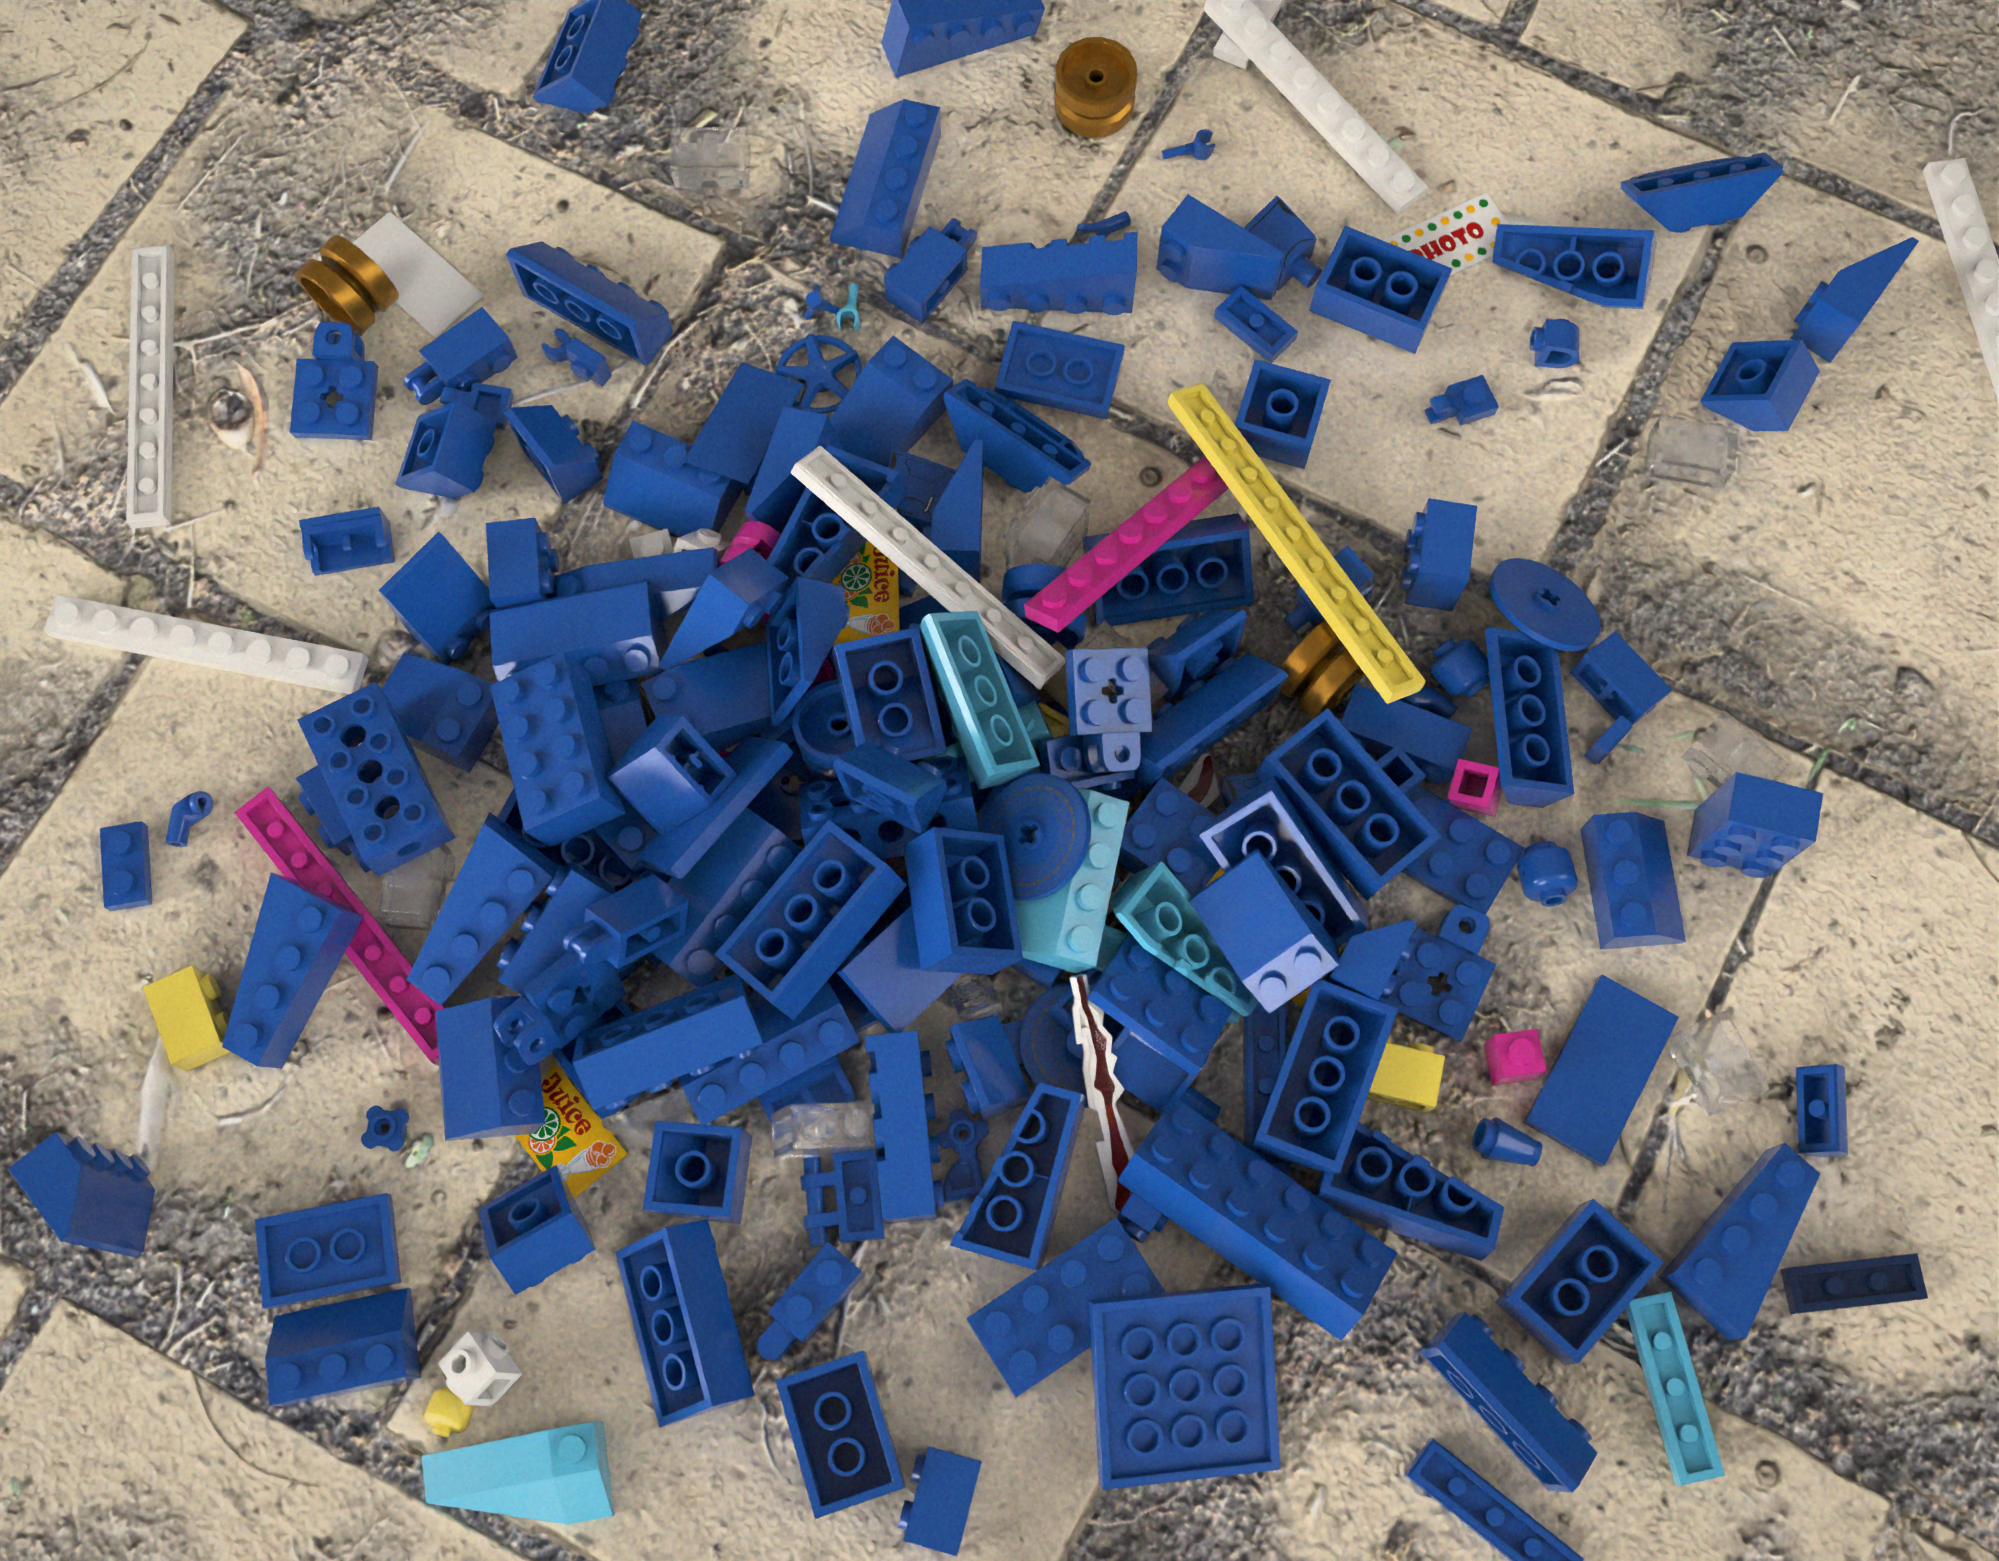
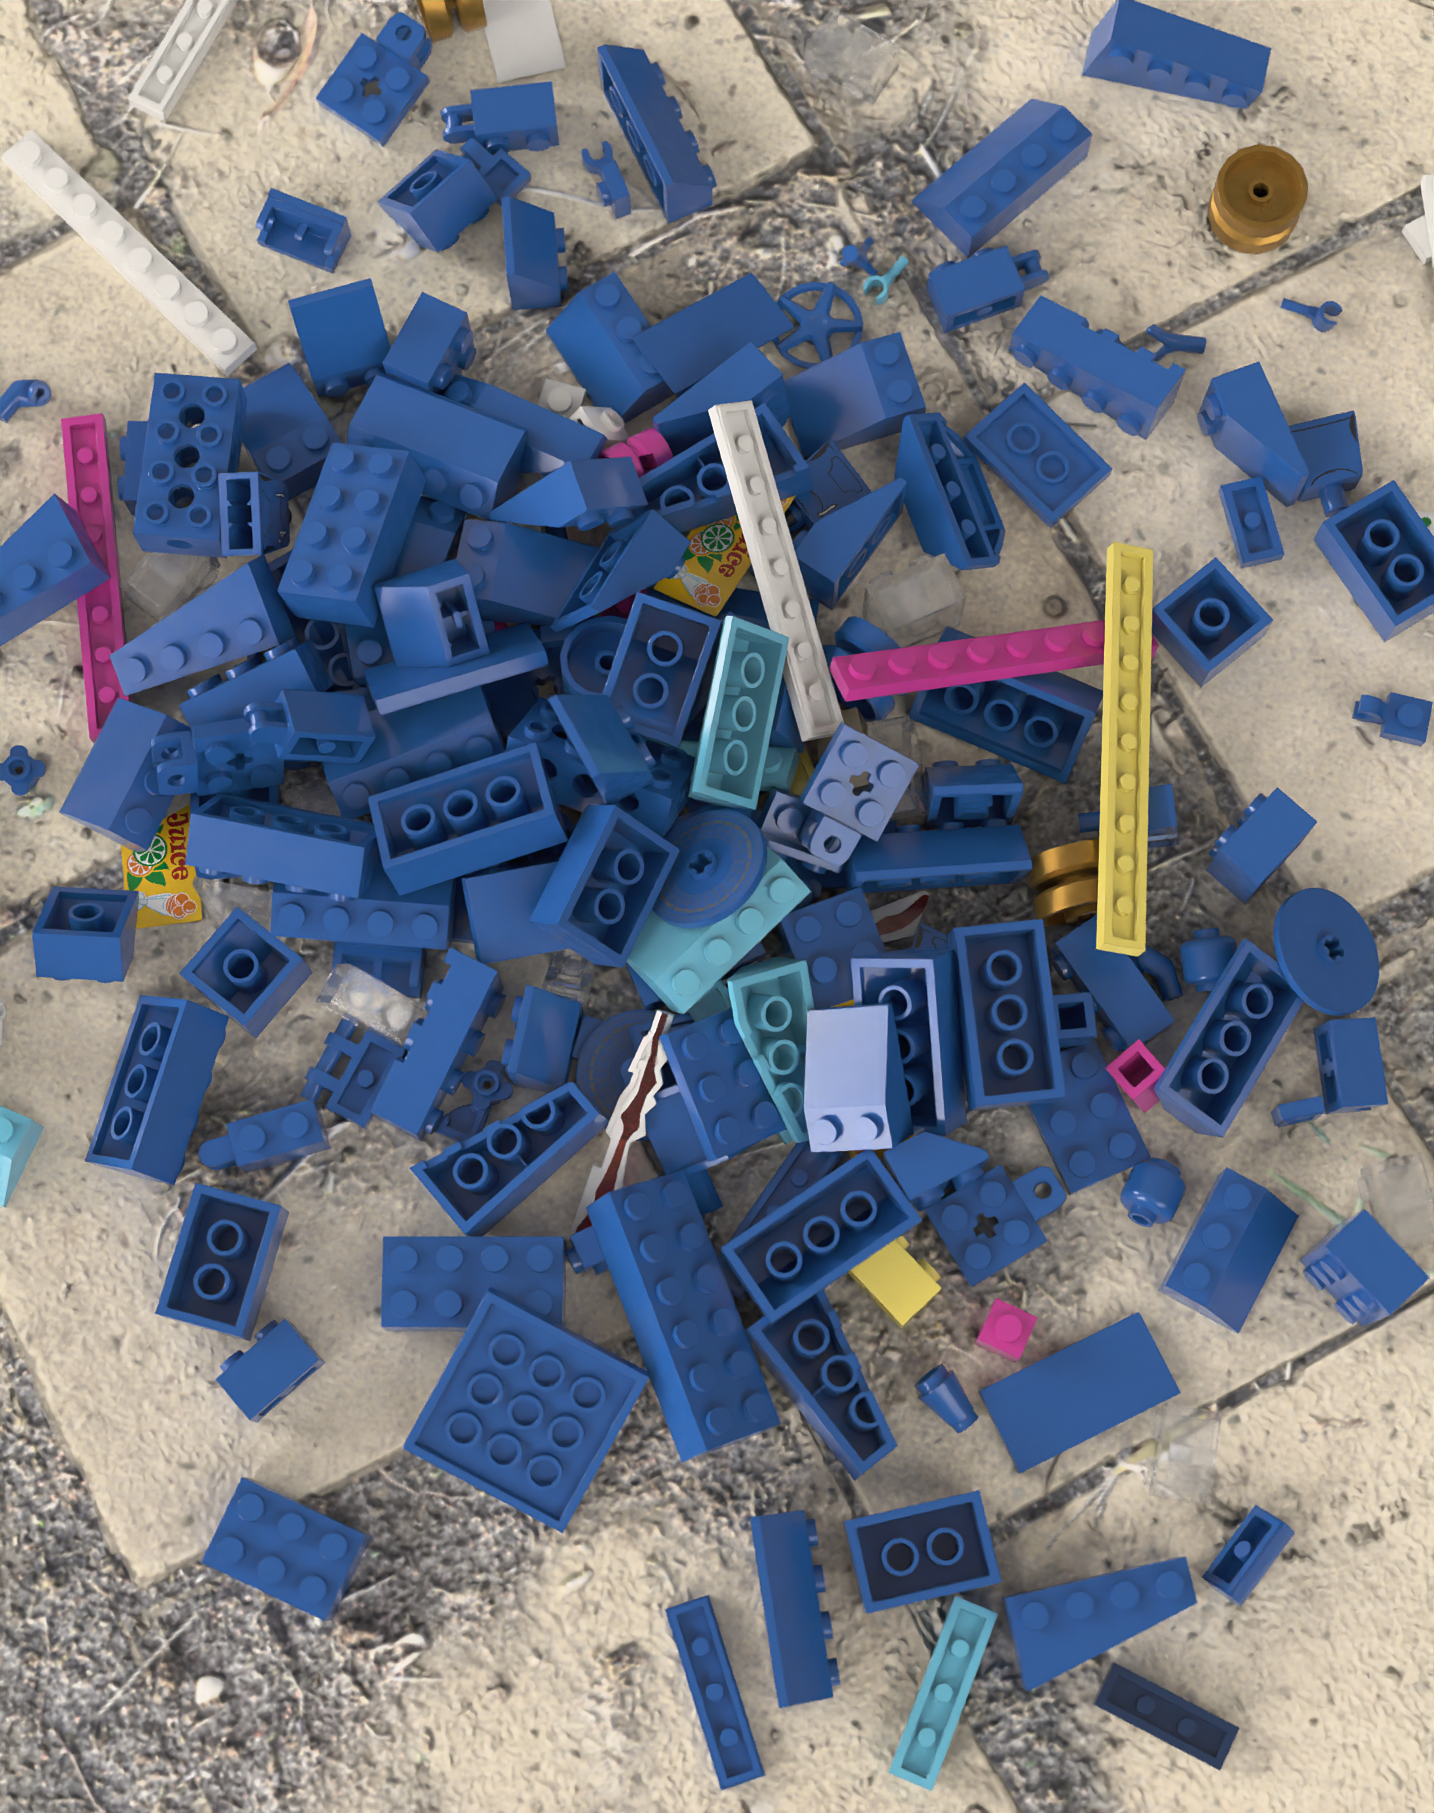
camera: 35 degrees right, 5 degrees up
(458, 785) = (253, 514): none -> blue torso

